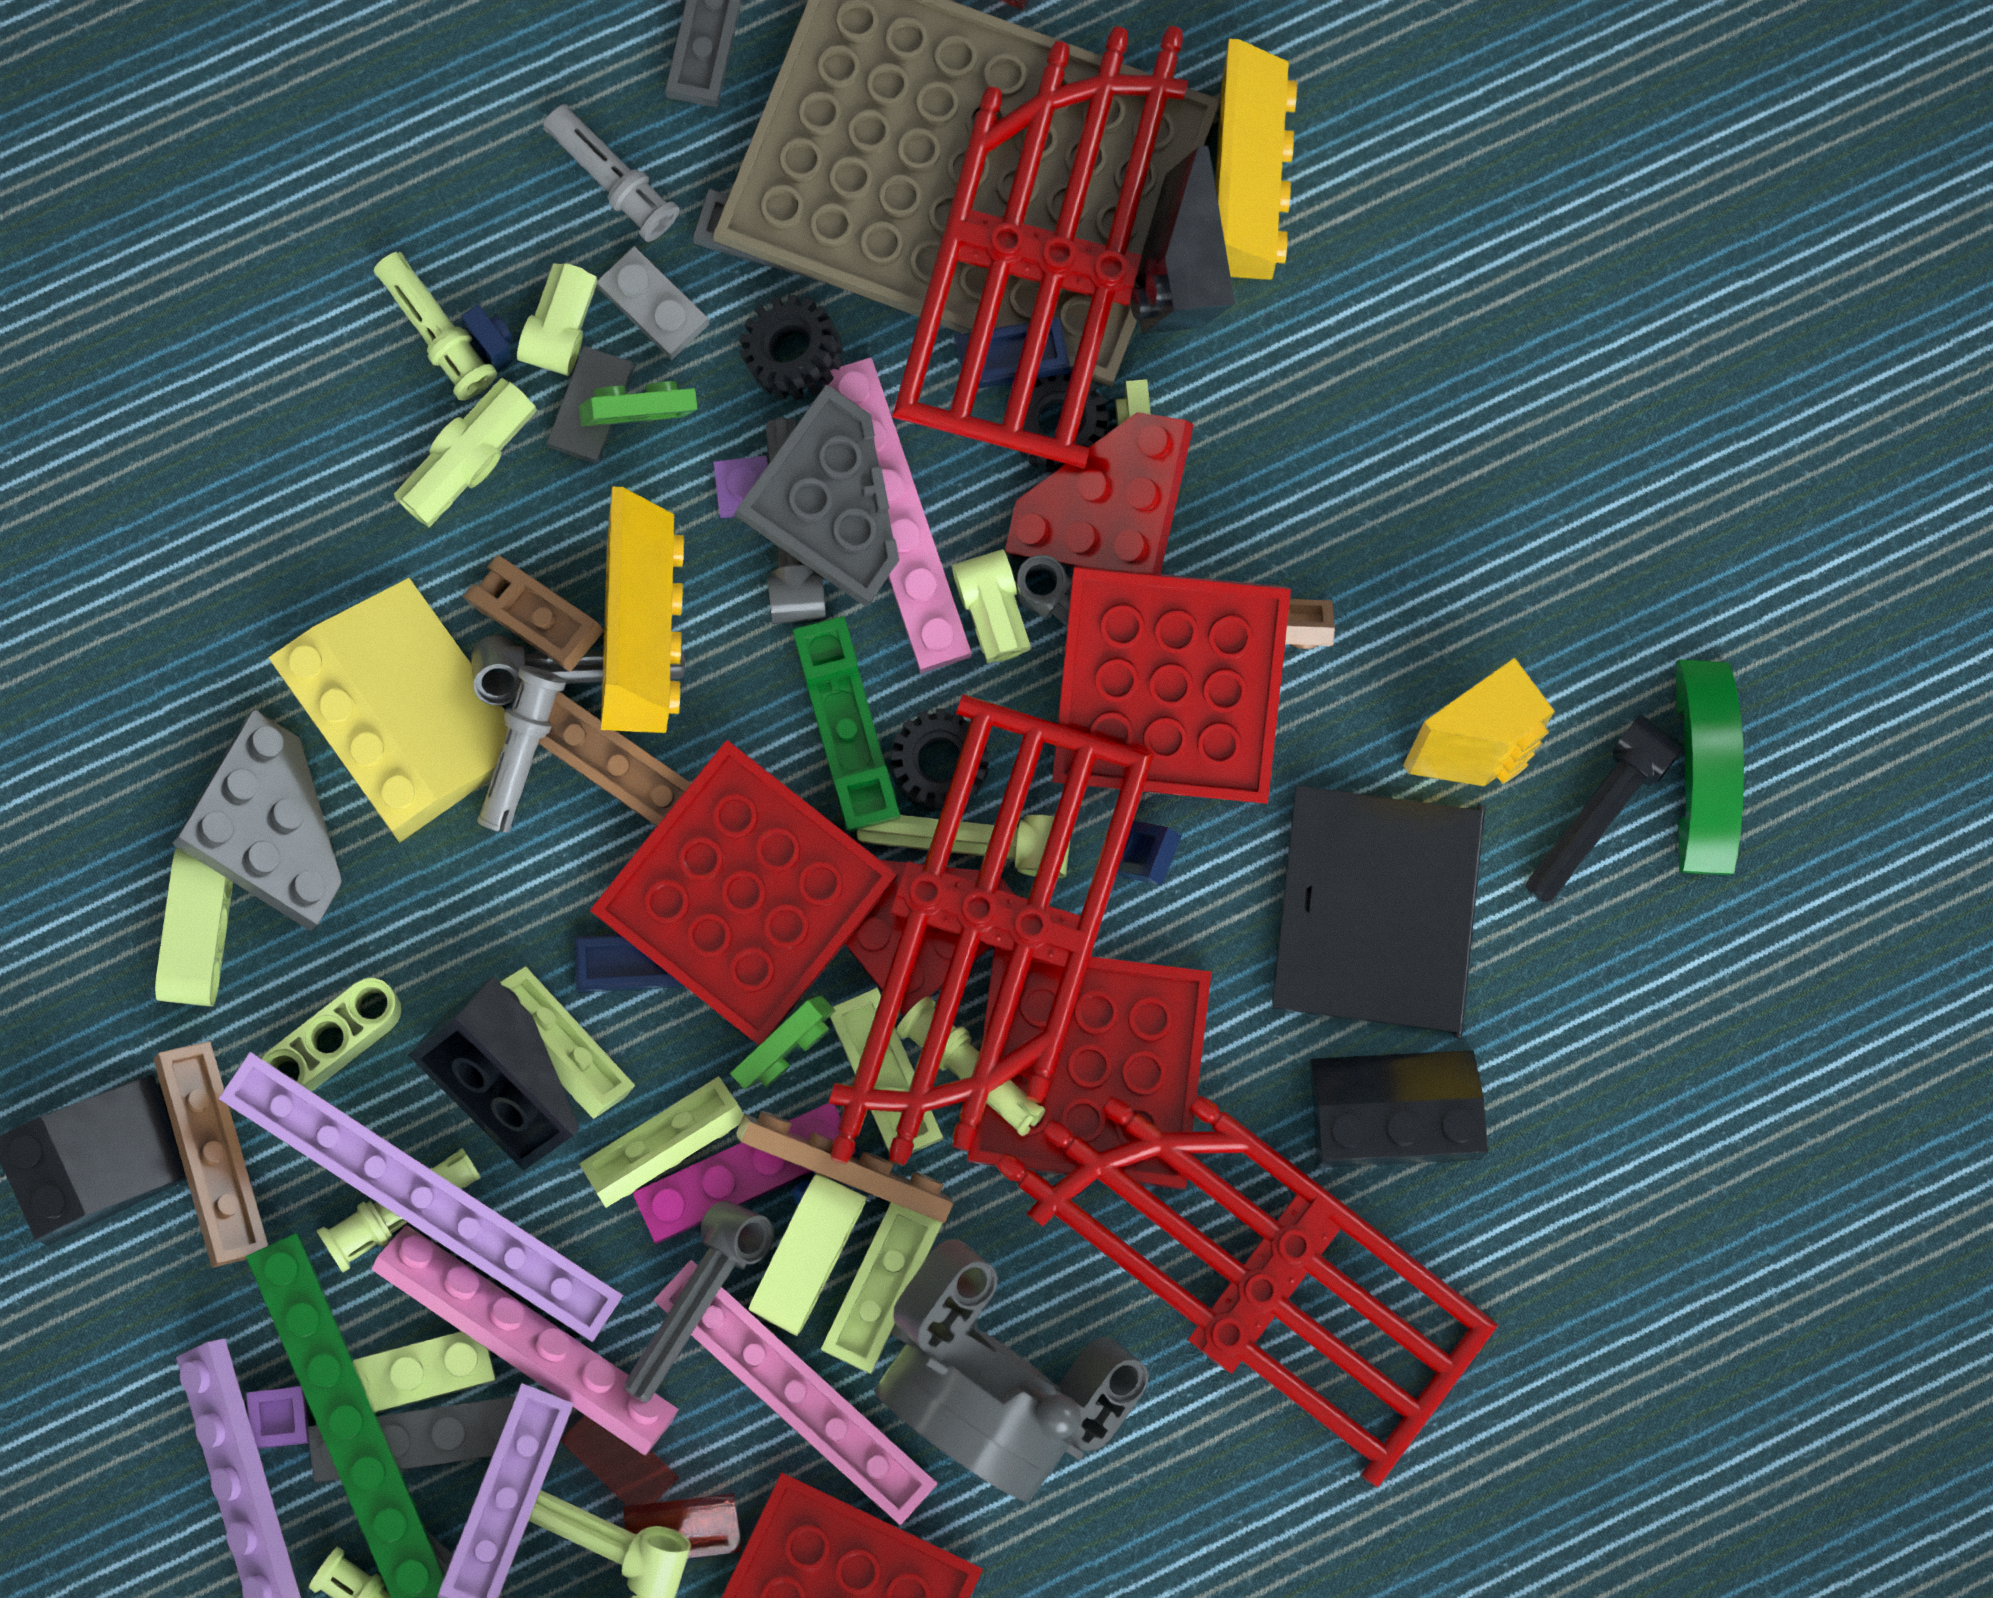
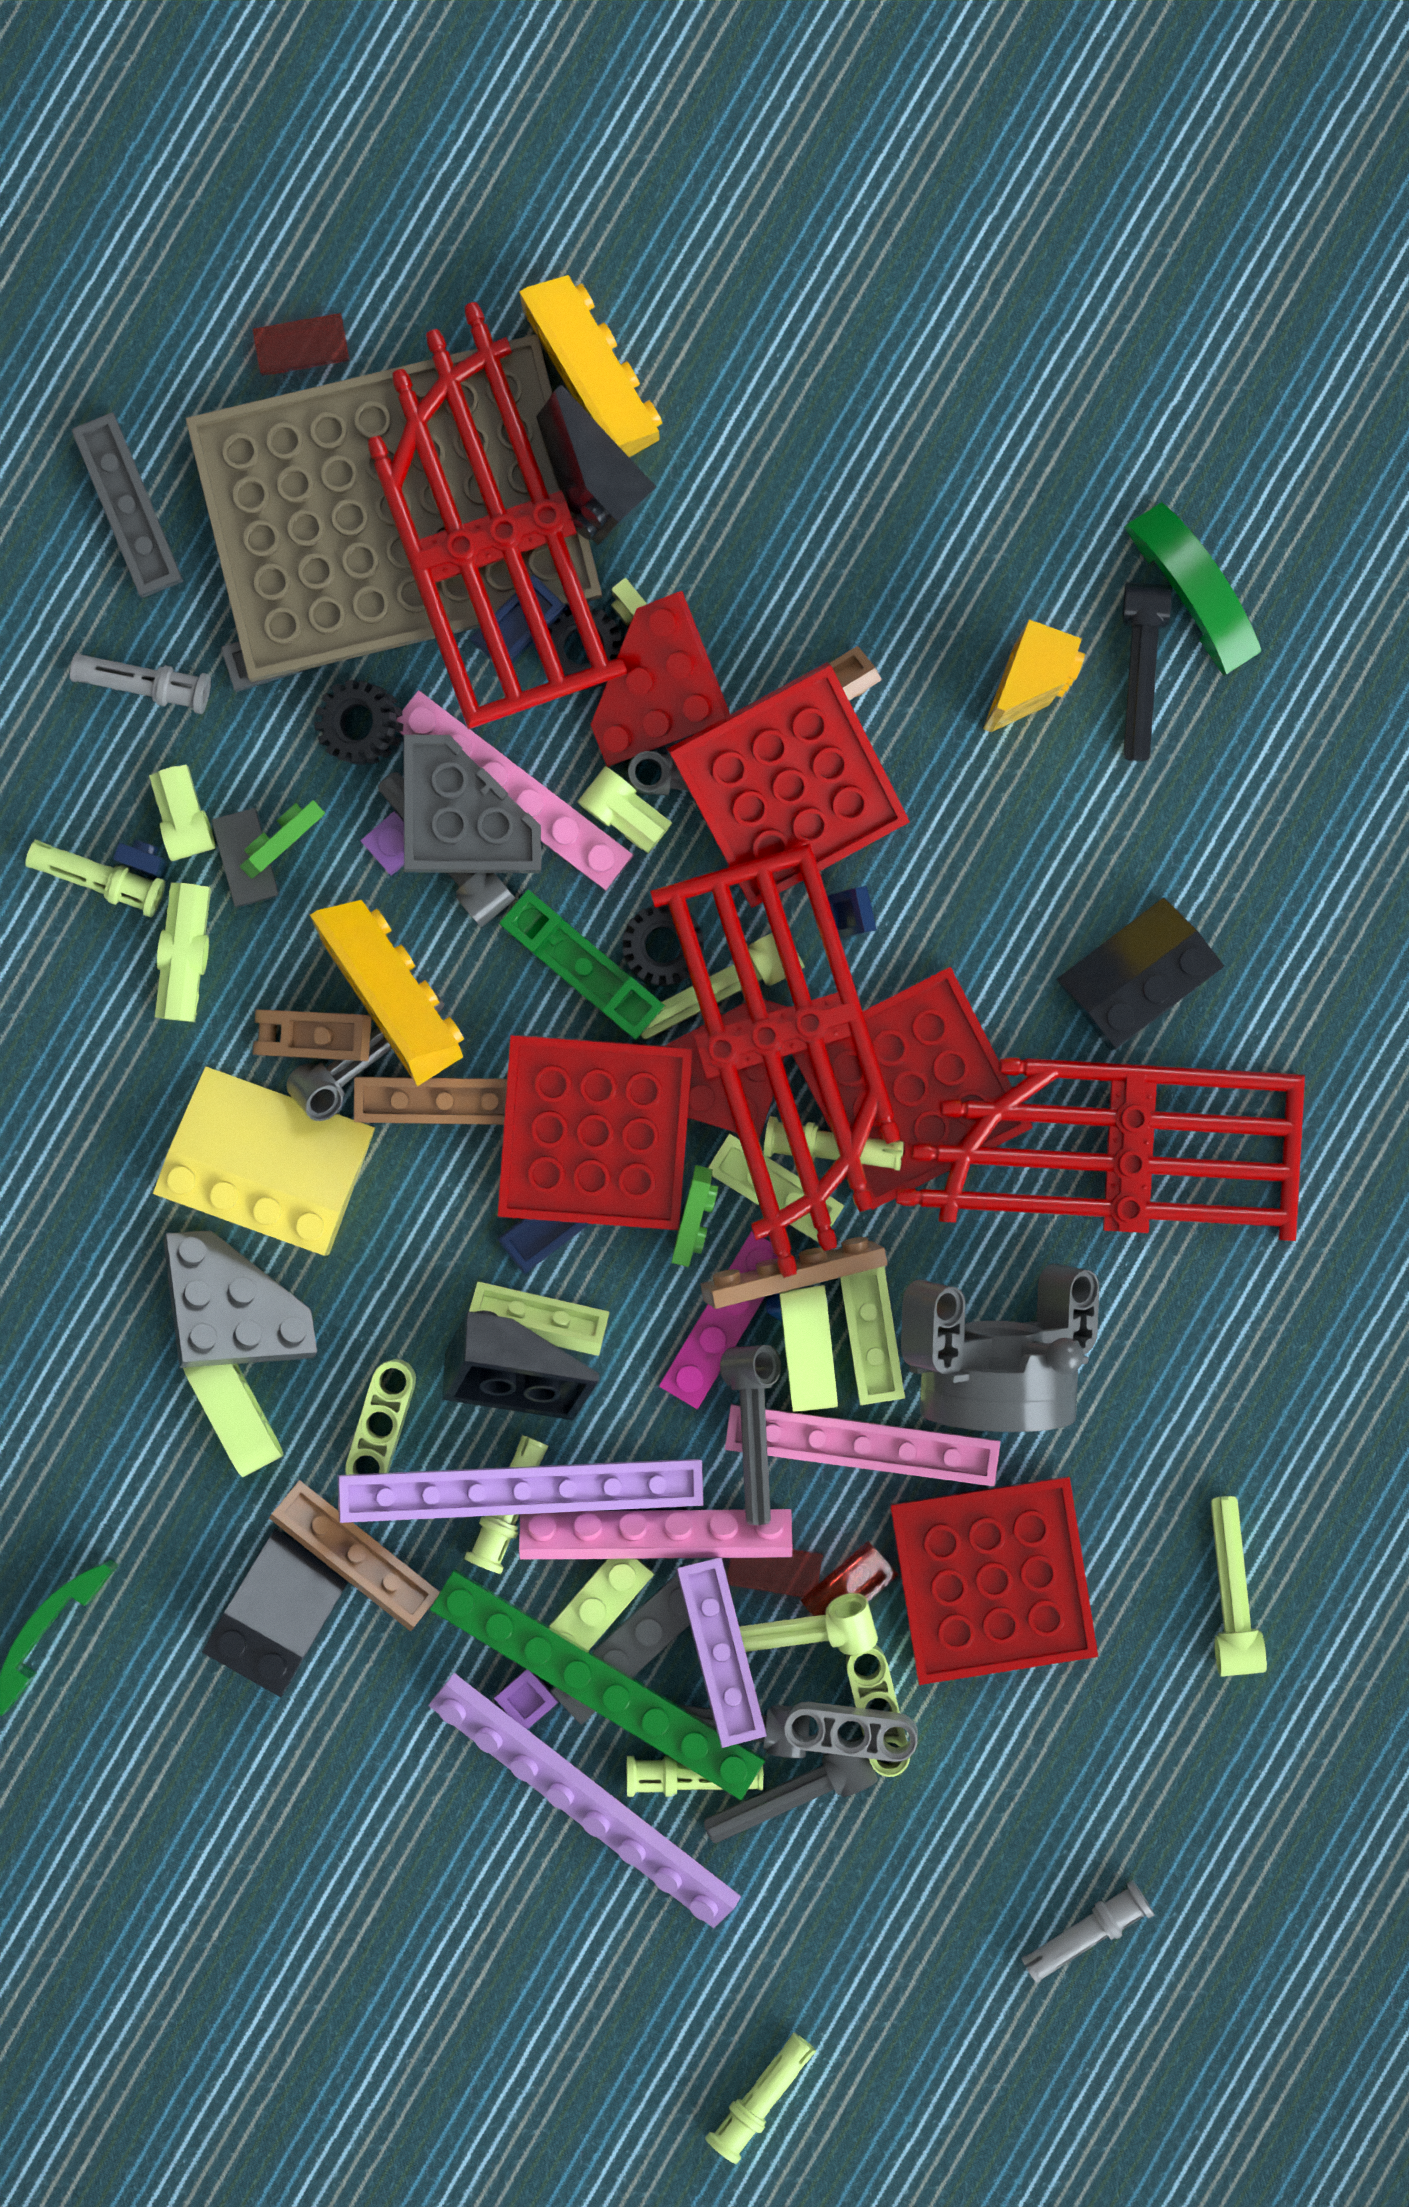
camera: 30 degrees left, 10 degrees up
(526, 725) = (364, 1119): light grey pin -> none
(652, 303) = (237, 754): light grey plate -> none
(662, 1142) = (655, 1338): yellowish green plate -> none
(1385, 909) = (1034, 843): black piece -> none

